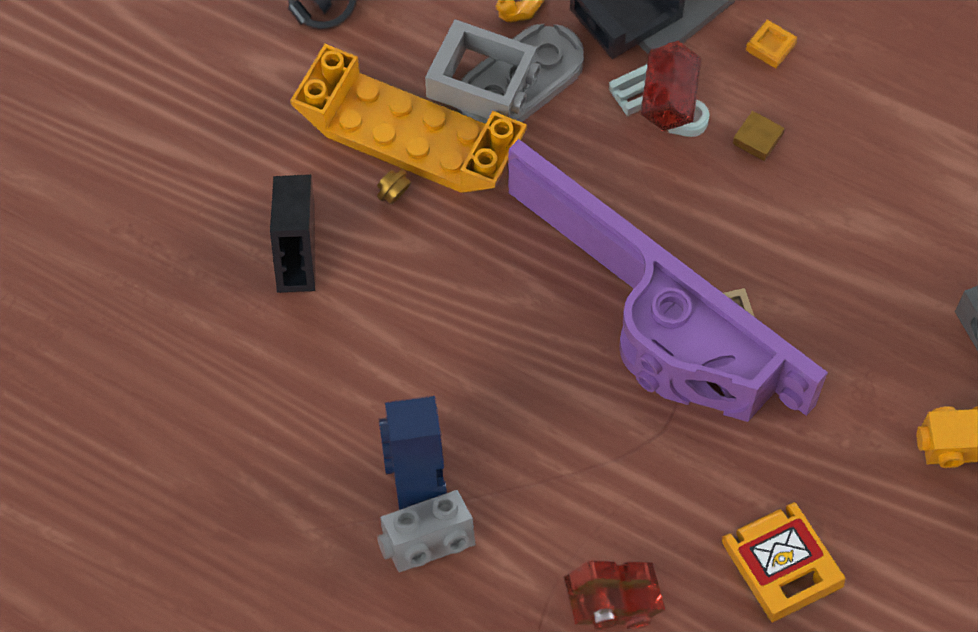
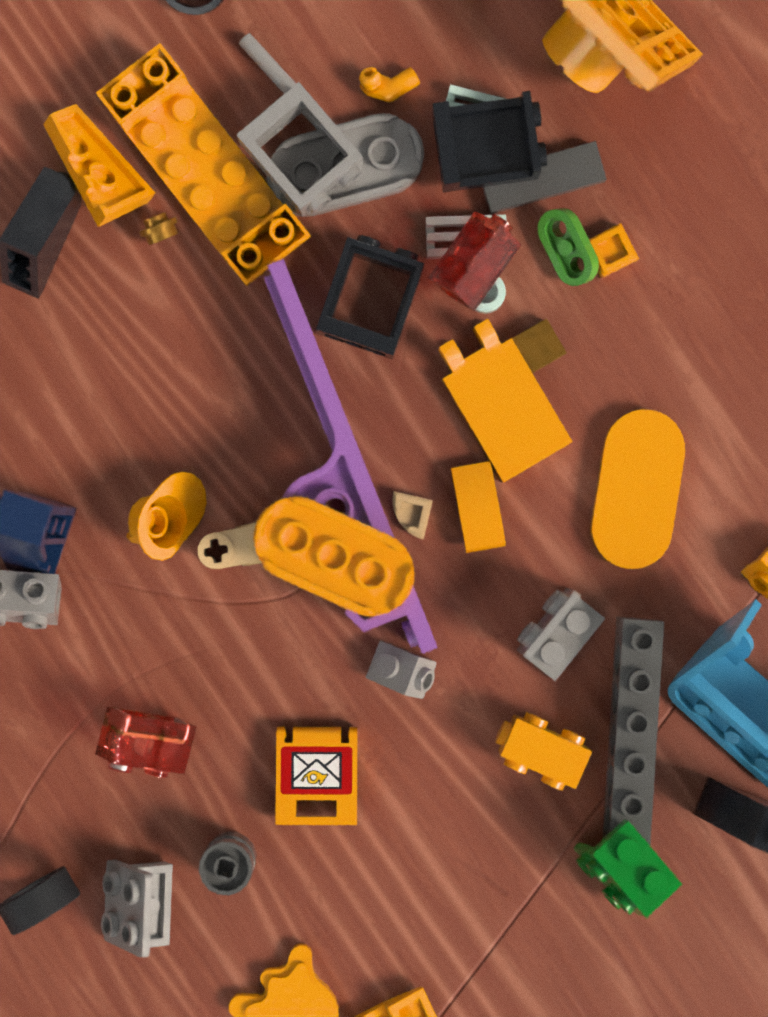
camera: 25 degrees right, 25 degrees up
(318, 161) = (96, 167): none -> light orange wing
(425, 38) = (270, 68): none -> light grey bar
(523, 402) = (167, 515): none -> light orange piece
(605, 397) = (239, 544): none -> tan piece
(609, 121) = (369, 250): none -> black window
(695, 338) = (333, 556): none -> light orange tile
(737, 53) = (566, 248): none -> bright green plate
(754, 189) = (503, 403): none -> light orange tile
(788, 275) = (478, 507): none -> light orange slope
(802, 434) = (401, 670): none -> light grey bracket
(907, 204) = (637, 489): none -> light orange tile
(916, 338) = (559, 633): none -> light grey bracket

